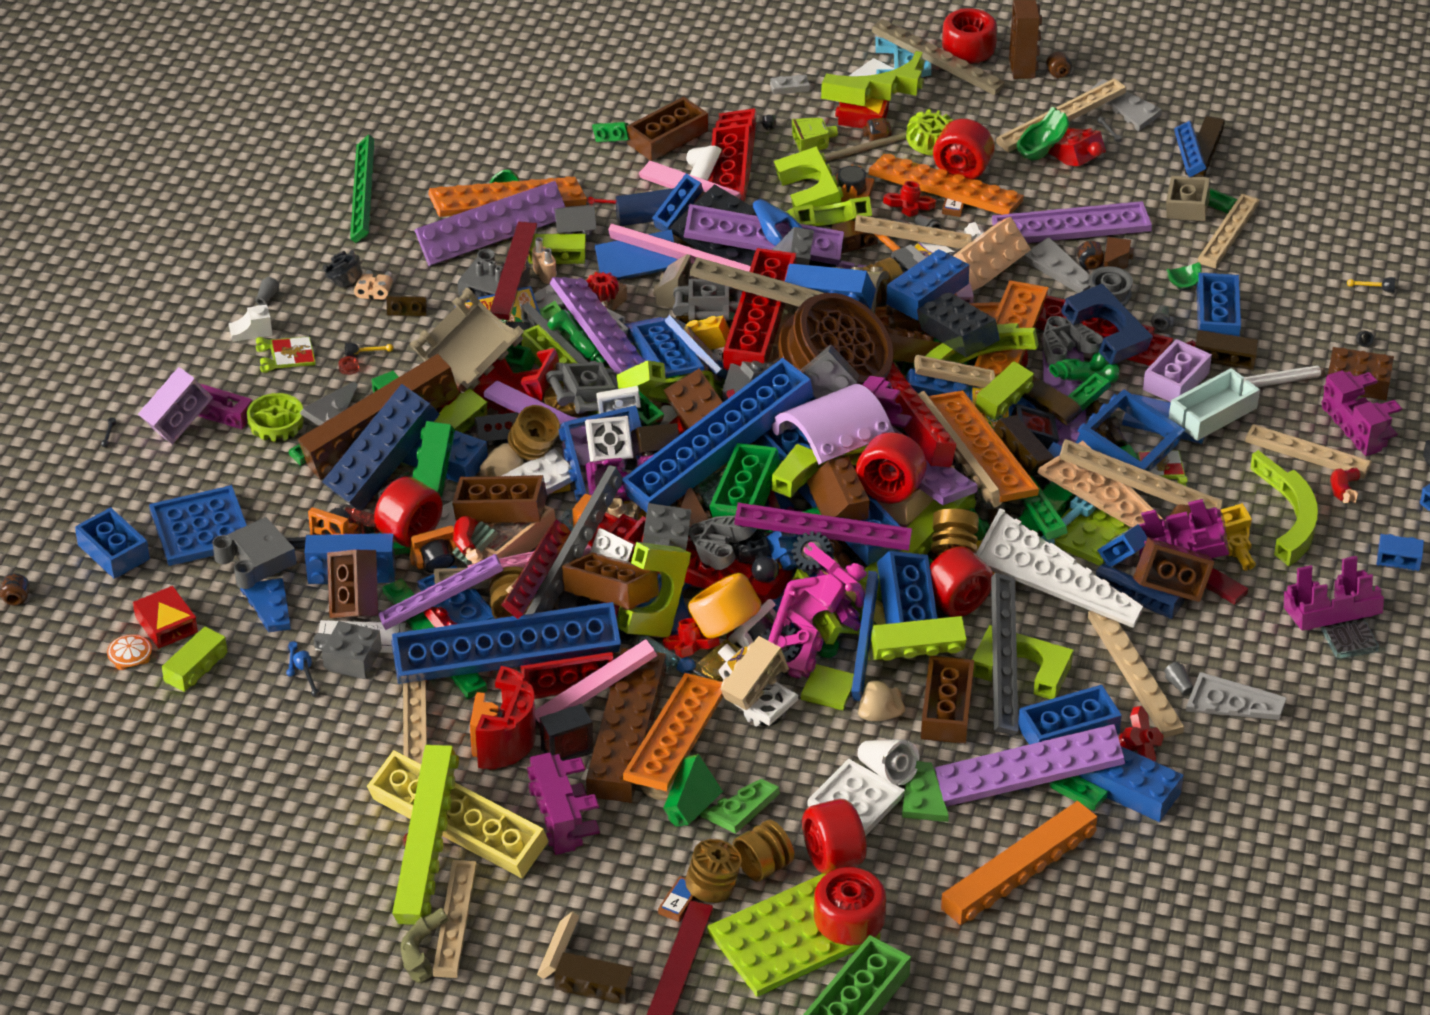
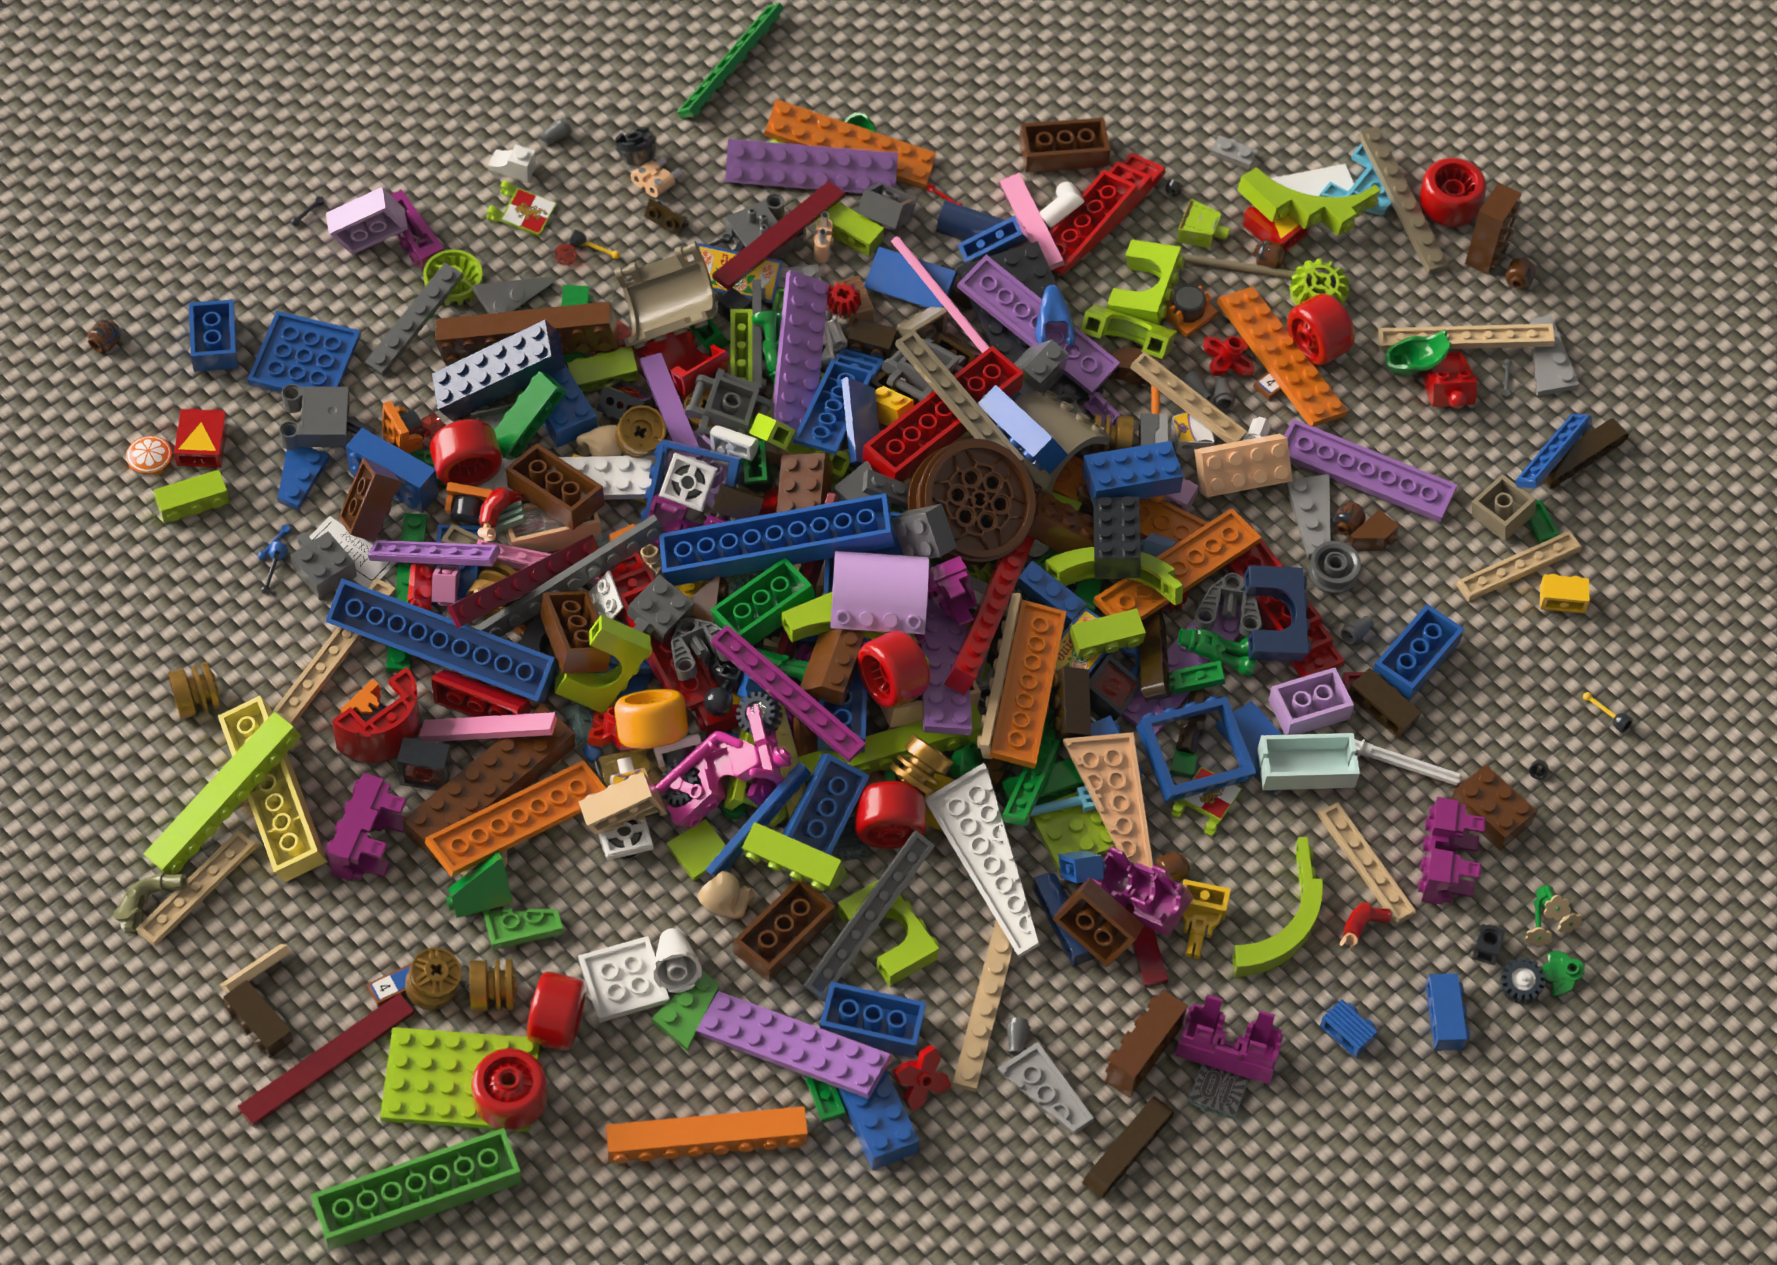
camera: 30 degrees right, 15 degrees up
(271, 456) = (414, 319): none -> dark grey plate
(327, 781) = (194, 690): none -> pearl gold wheel
(466, 610) = (445, 584): none -> bright pink slope
(610, 131) = (1008, 118): green hinge -> none
(641, 306) = (871, 339): none -> dark brown brick
(953, 371) = (1073, 586): tan tile -> none
(1133, 476) = (1157, 805): tan plate -> none
(1185, 276) = (1419, 593): green helmet -> none
(1277, 630) = (1145, 1043): none -> reddish brown brick
(1278, 228) = (1564, 593): none -> yellow brick
(1327, 704) = (1128, 1147): none -> dark brown beam

